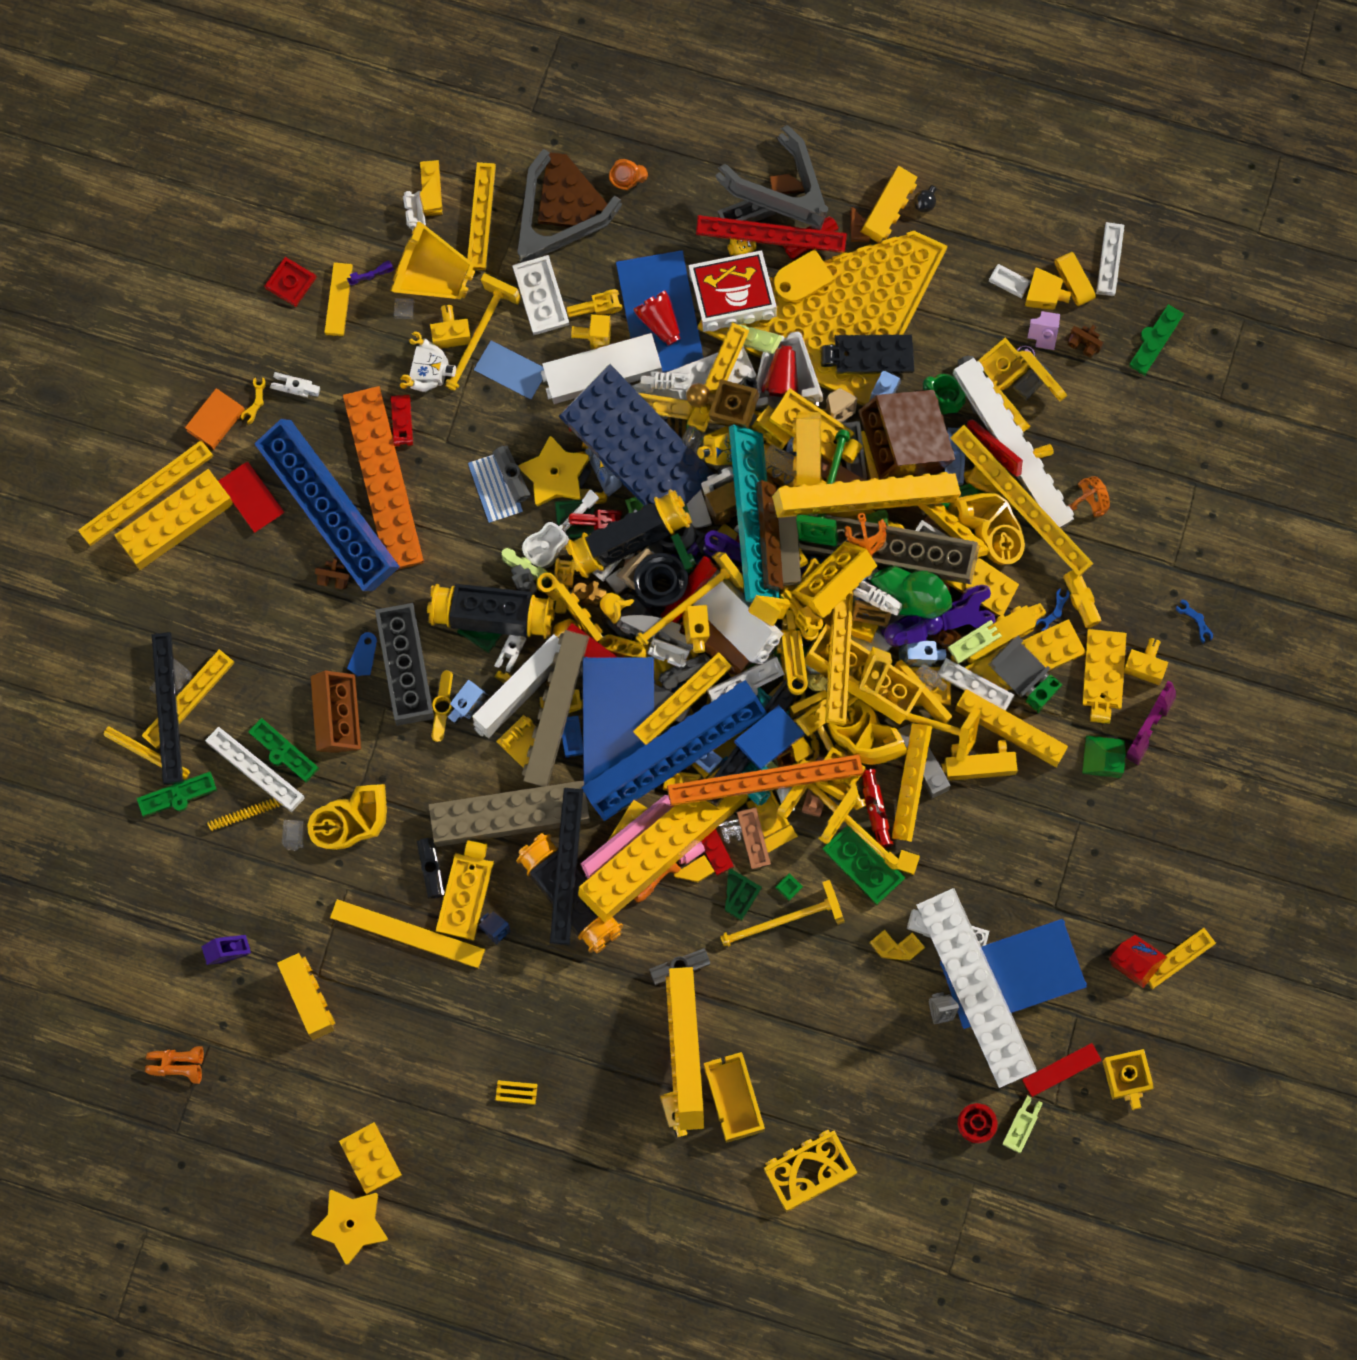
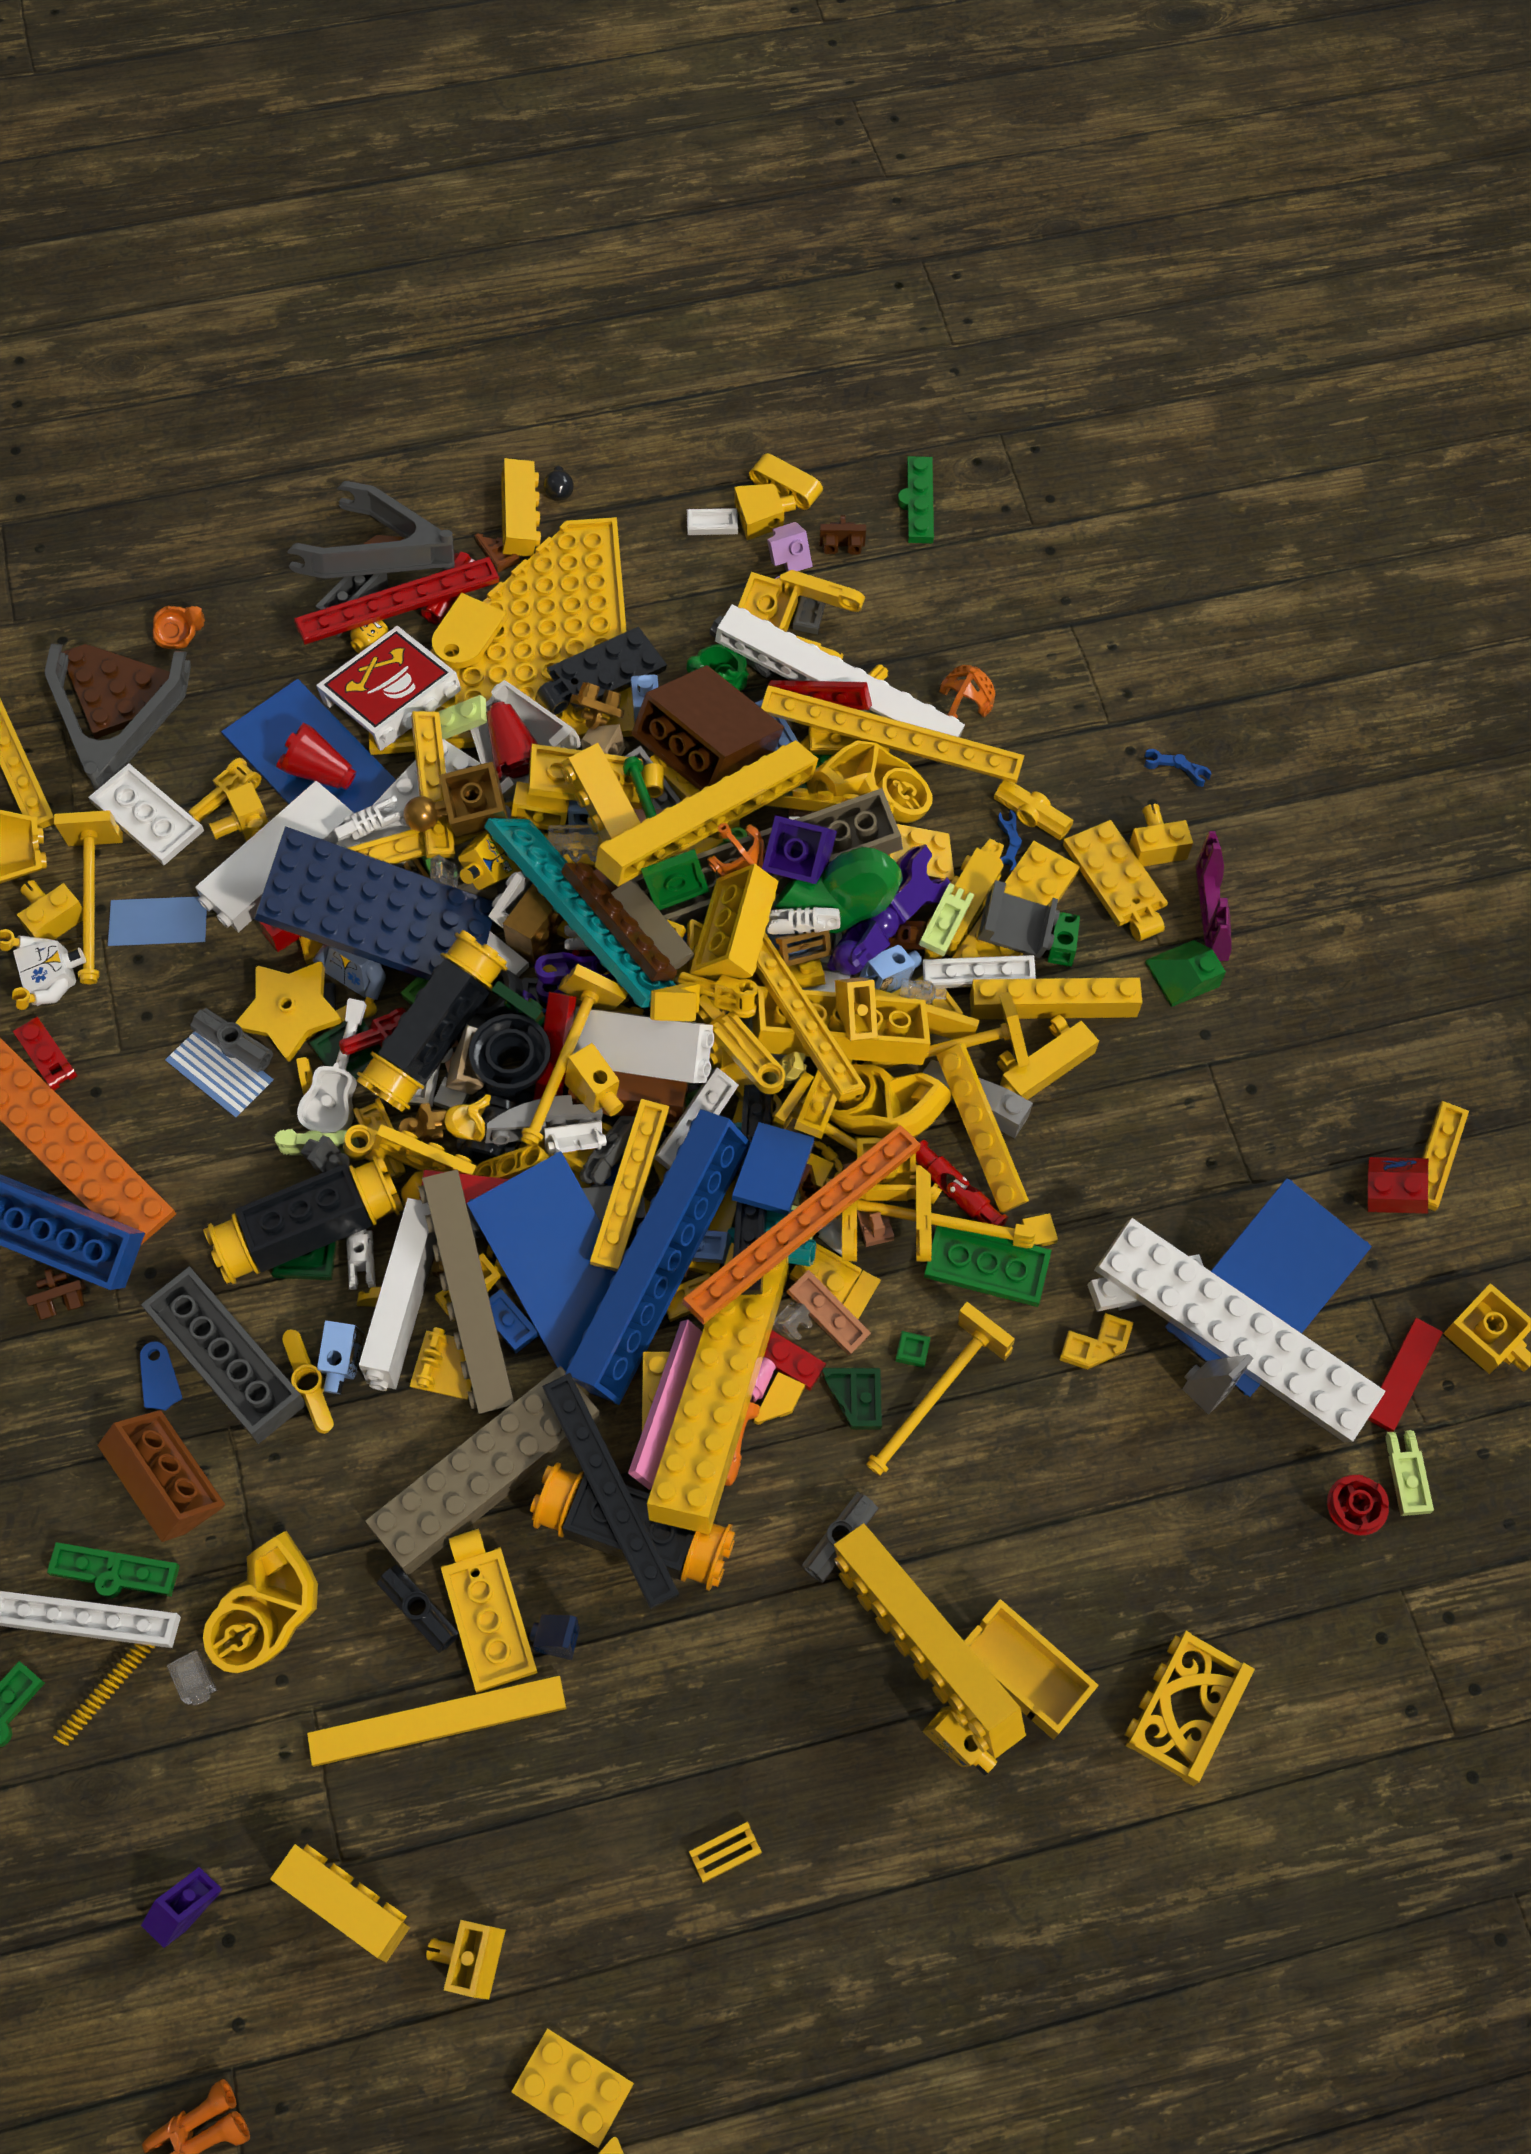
camera: 35 degrees left, 10 degrees down
(355, 1064) = (470, 1959): none -> yellow brick
(541, 520) = (305, 1073): none -> yellow tile
(845, 373) = (587, 698): none -> pearl gold hips
(901, 553) = (798, 849): none -> dark purple slope
(1110, 259) = (810, 444): white tile -> none

